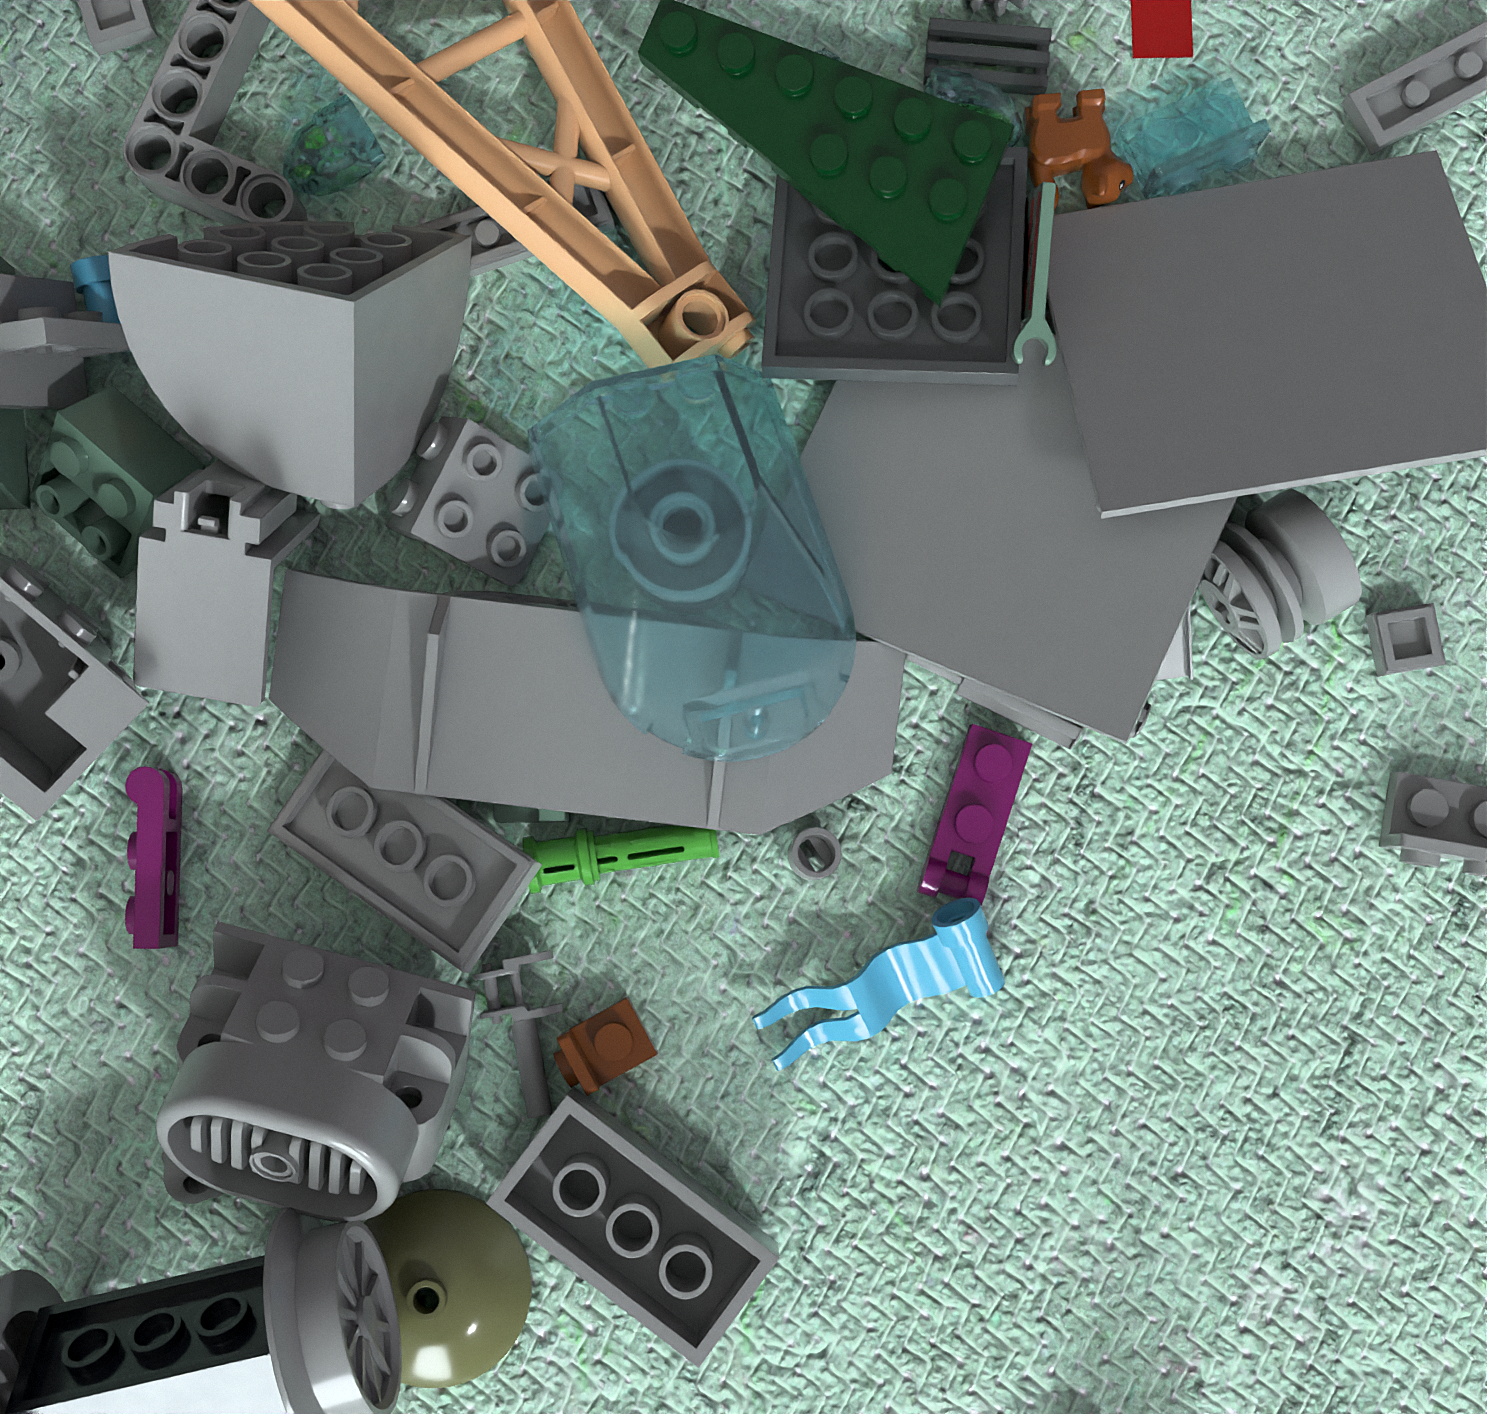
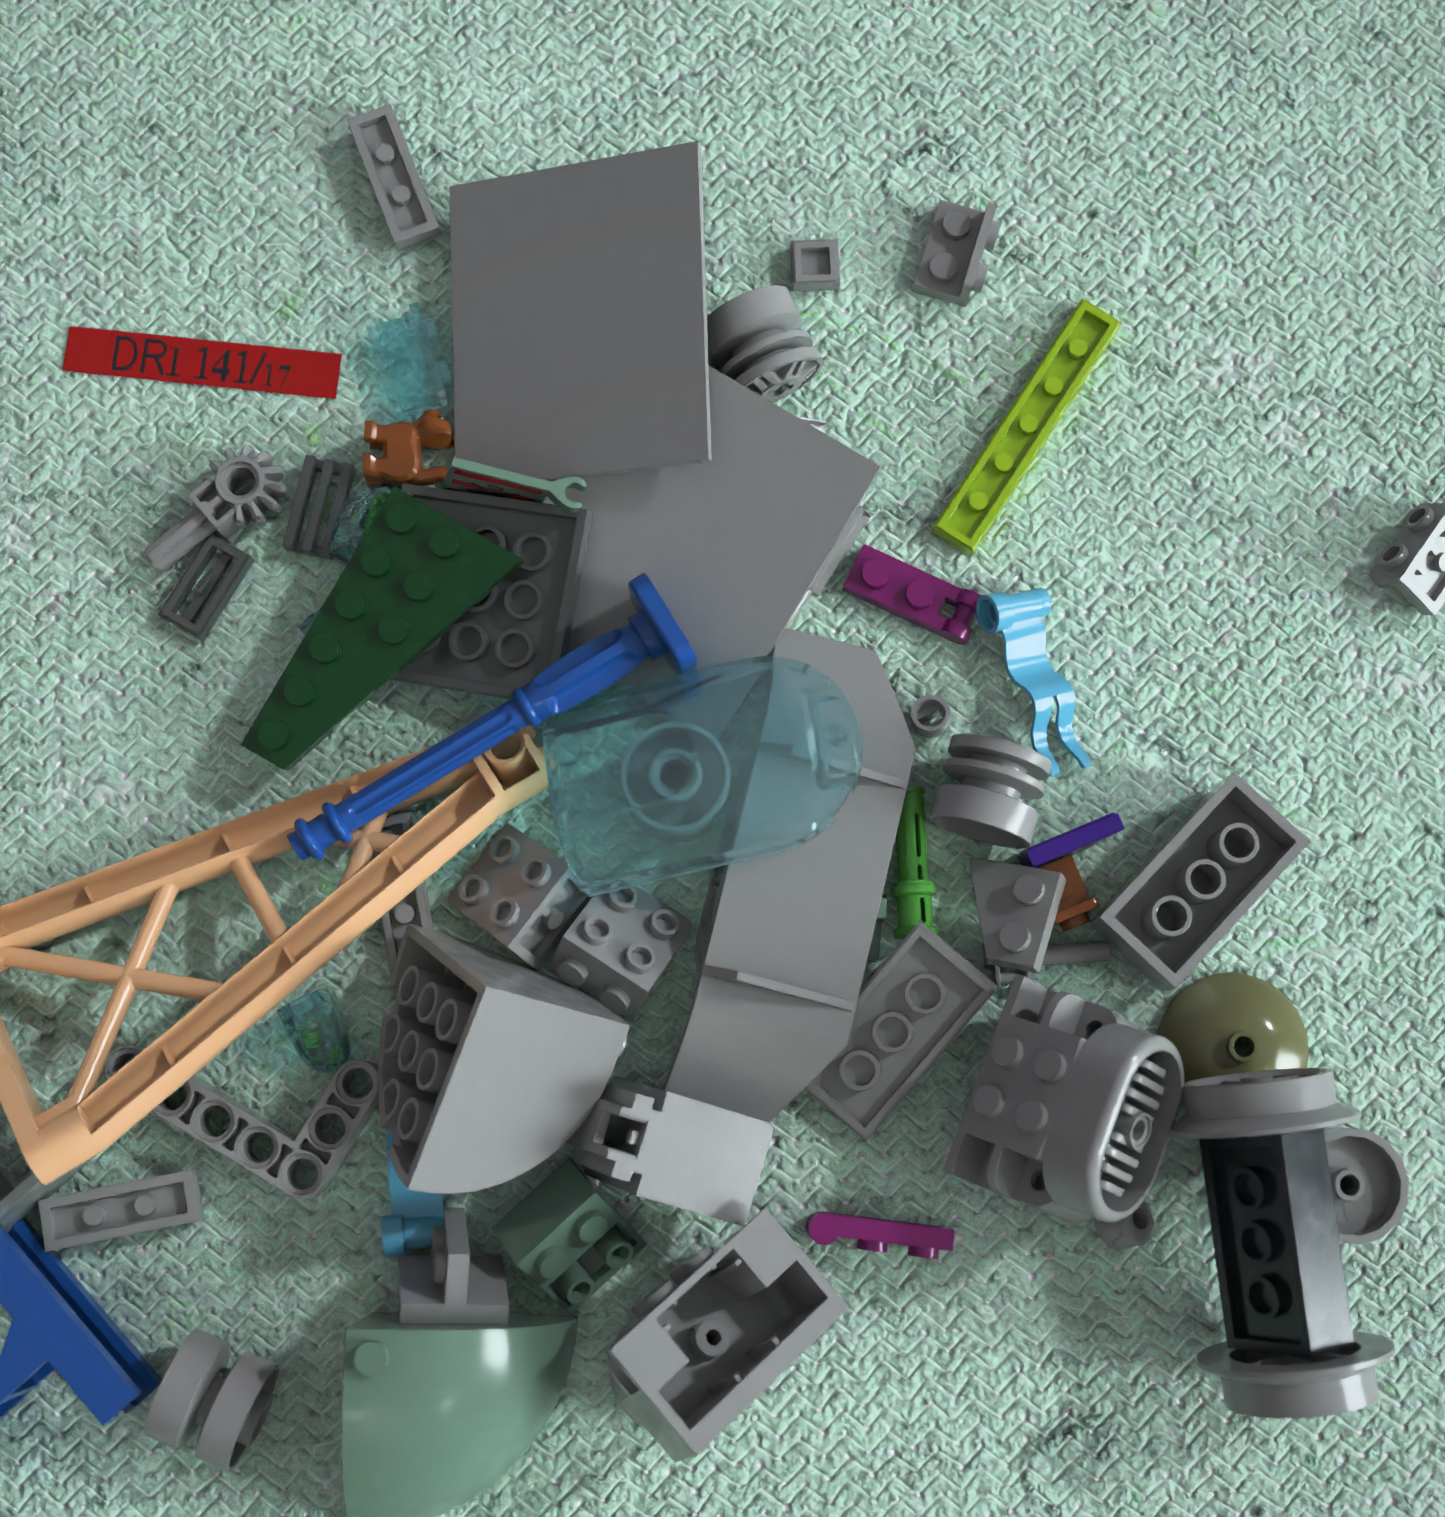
camera: 85 degrees left, 5 degrees down
(519, 364) = (520, 895): none -> light grey bracket
(568, 987) = (1016, 911): none -> light grey wing
(672, 1052) = (1071, 840): none -> dark purple tile
(720, 938) = (993, 780): none -> light grey wheel
(777, 367) = (555, 690): none -> blue piece
(1225, 944) = (1026, 427): none -> lime tile

